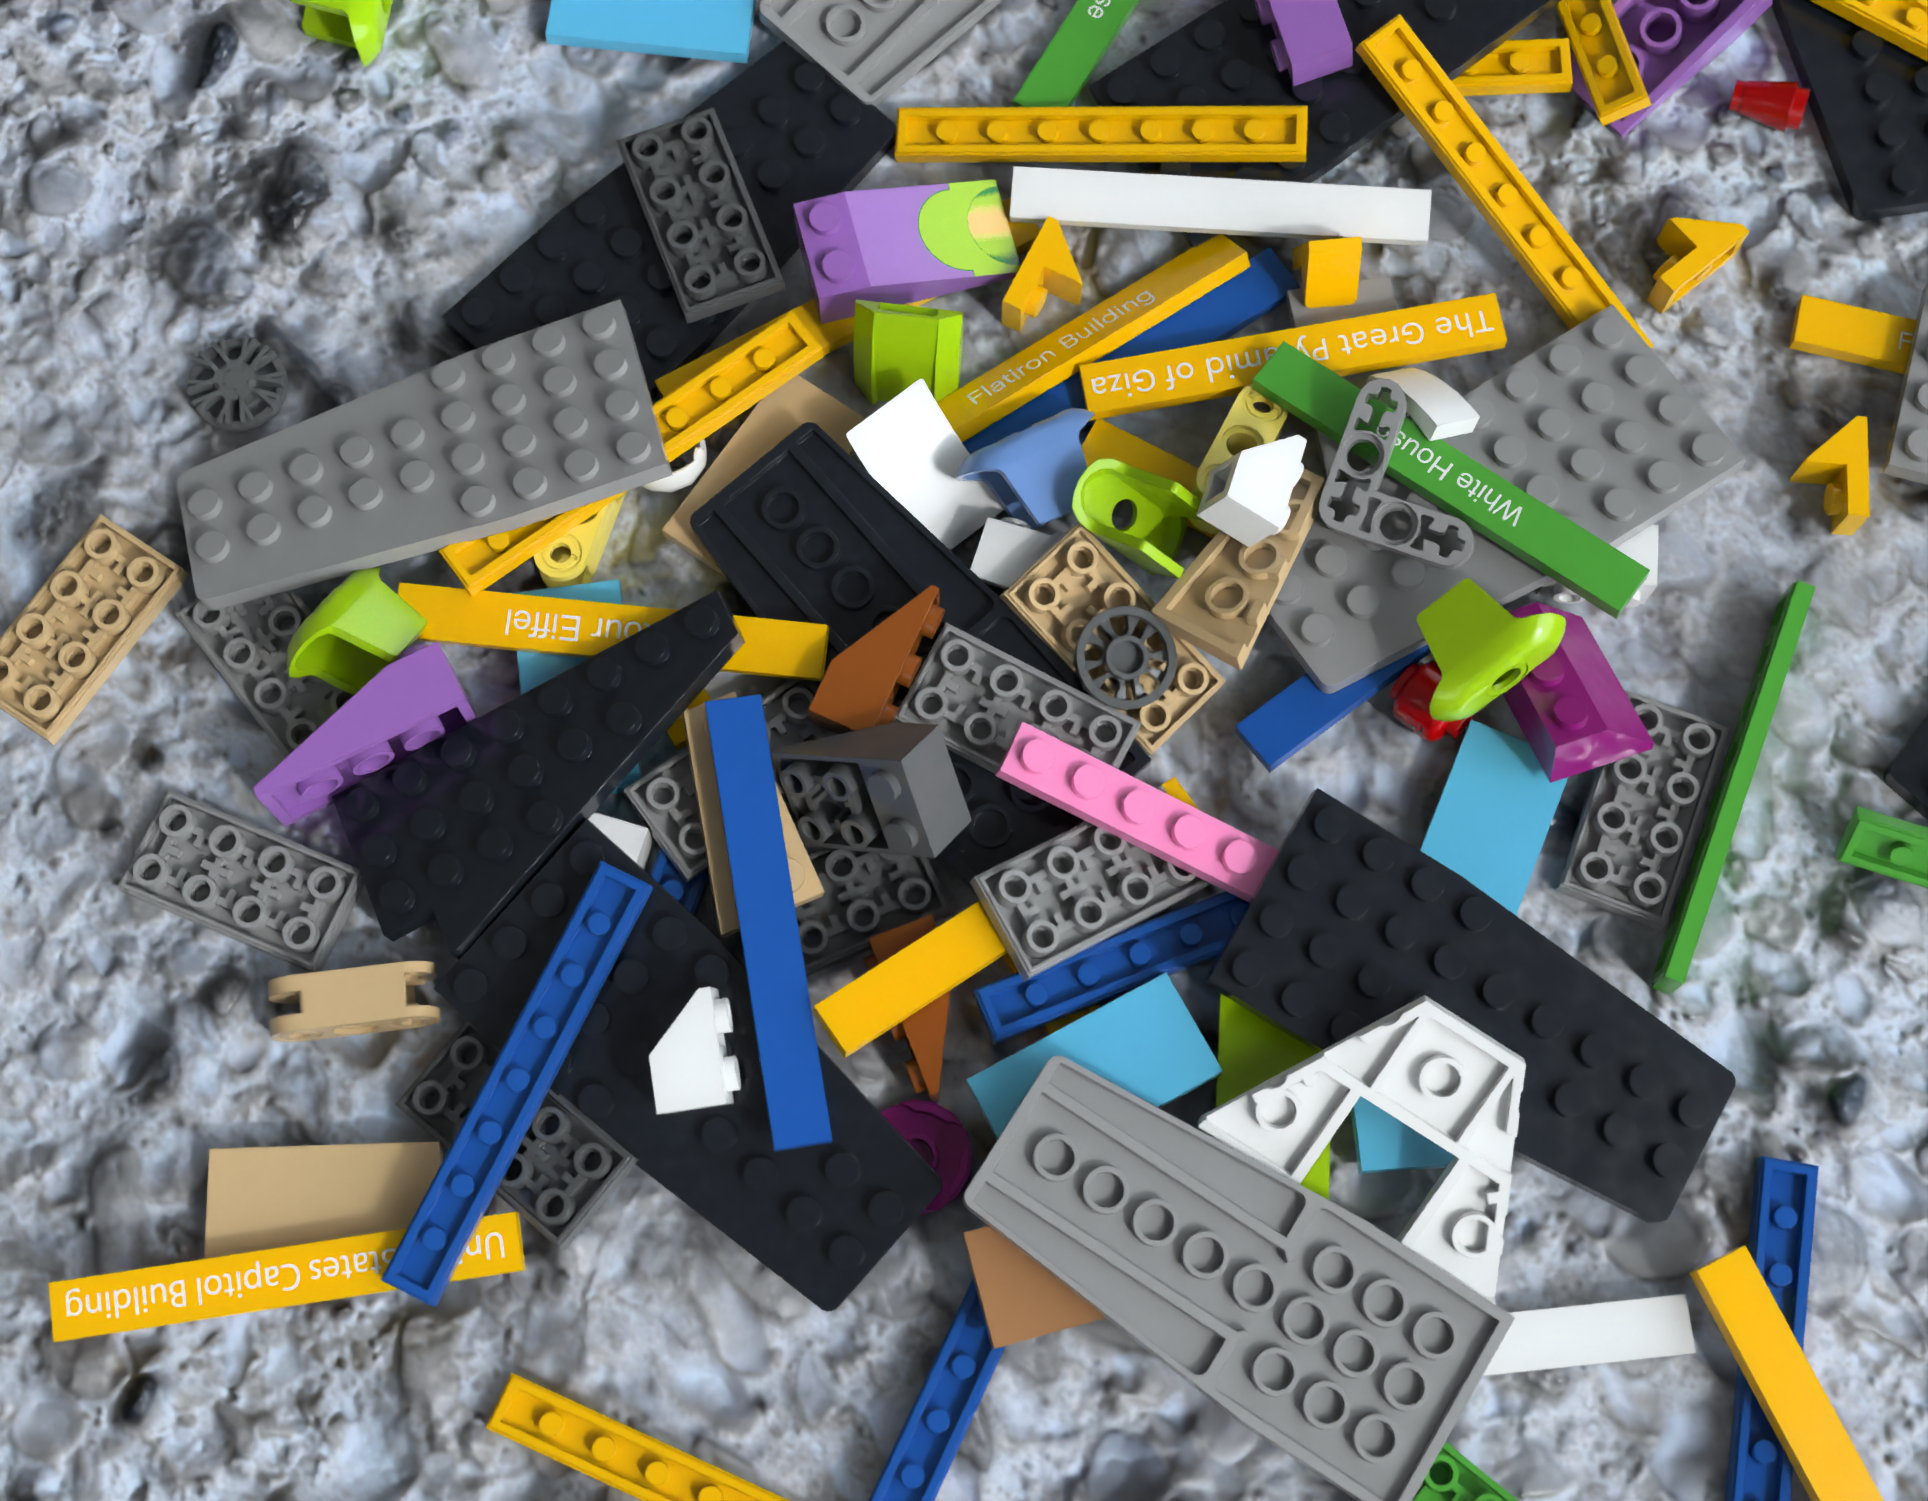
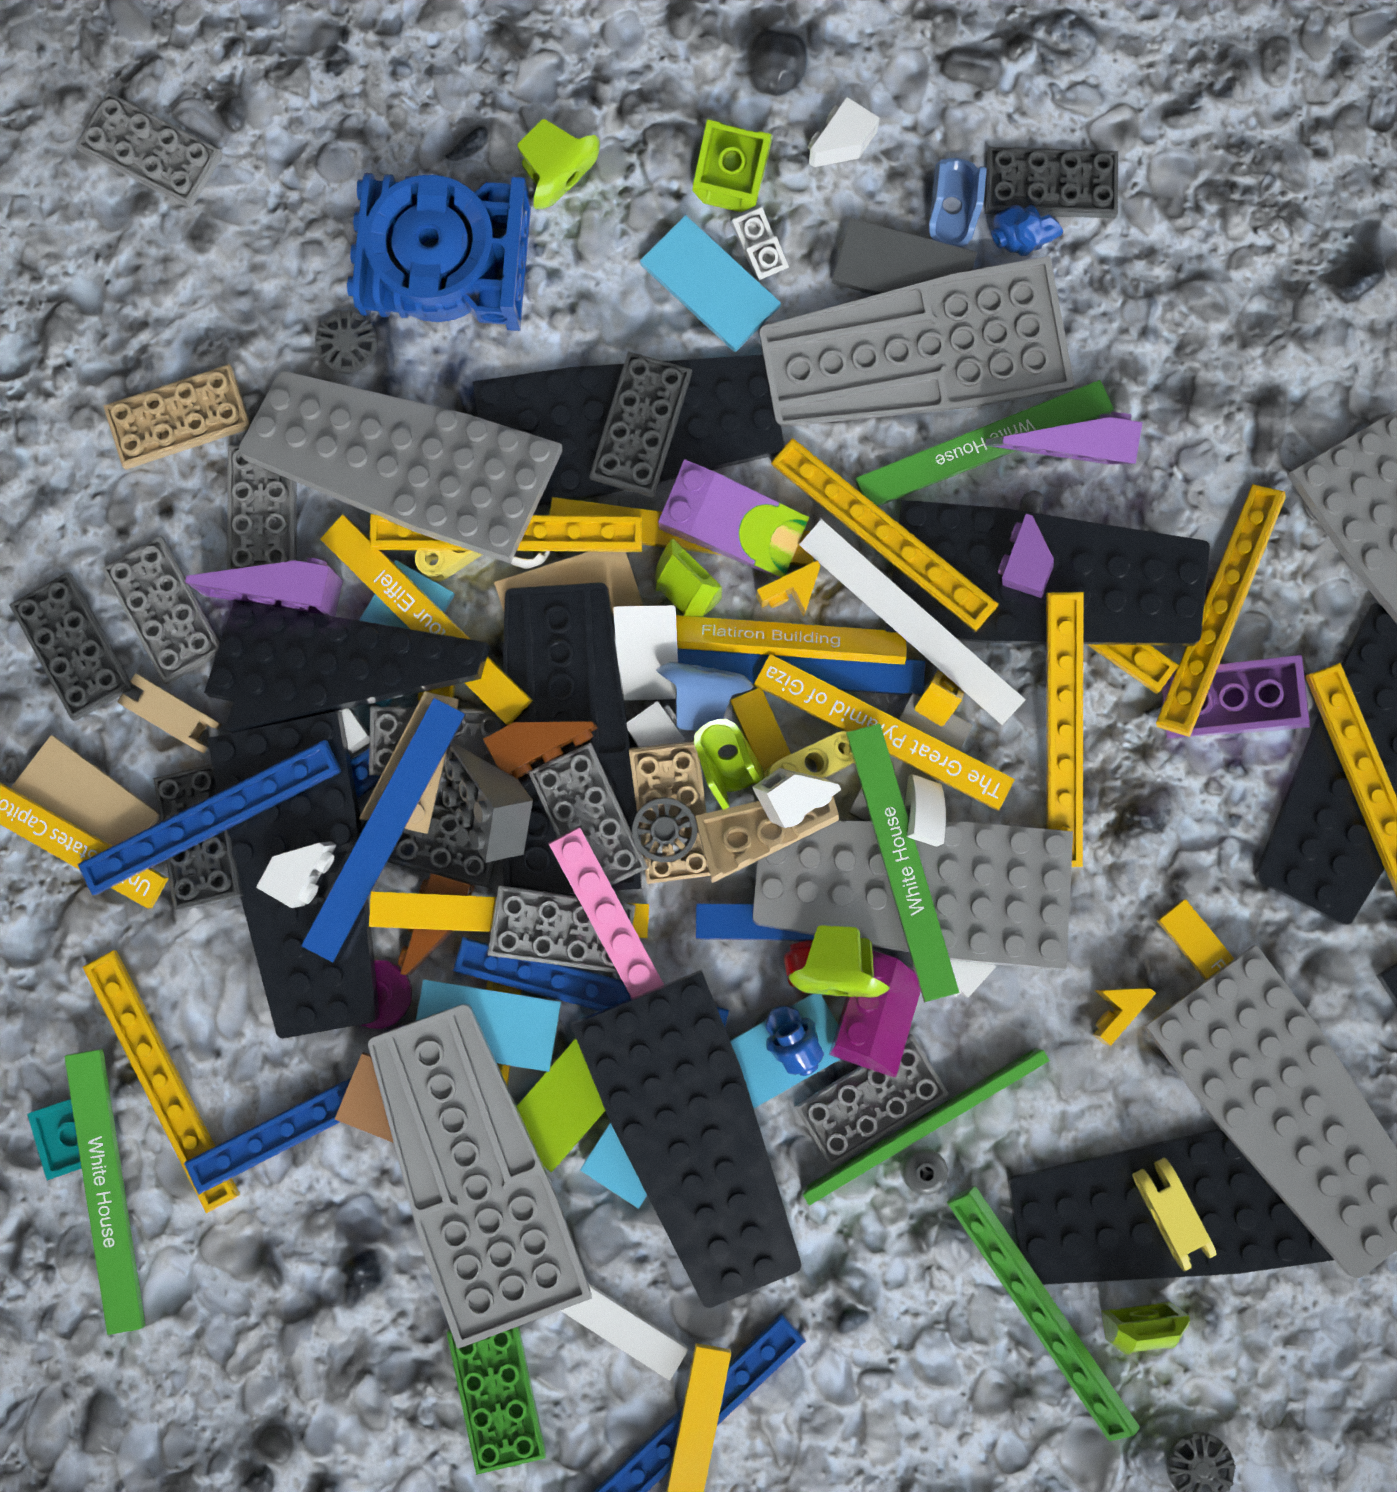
camera: 40 degrees right, 10 degrees up
(149, 1019) = (71, 646): none -> dark grey tile
(268, 125) = (425, 210): none -> blue brick
(354, 633) = (300, 527): lime piece -> none
(1374, 504) = (851, 848): light grey beam -> none
(1431, 1077) = (638, 1158): white wing -> none
(1496, 794) = (793, 1040): none -> blue head
(1695, 252) = (1150, 835): yellow slope -> none
(1771, 102) = (1261, 781): red cone -> none
(1780, 836) = (918, 1159): none -> dark grey head

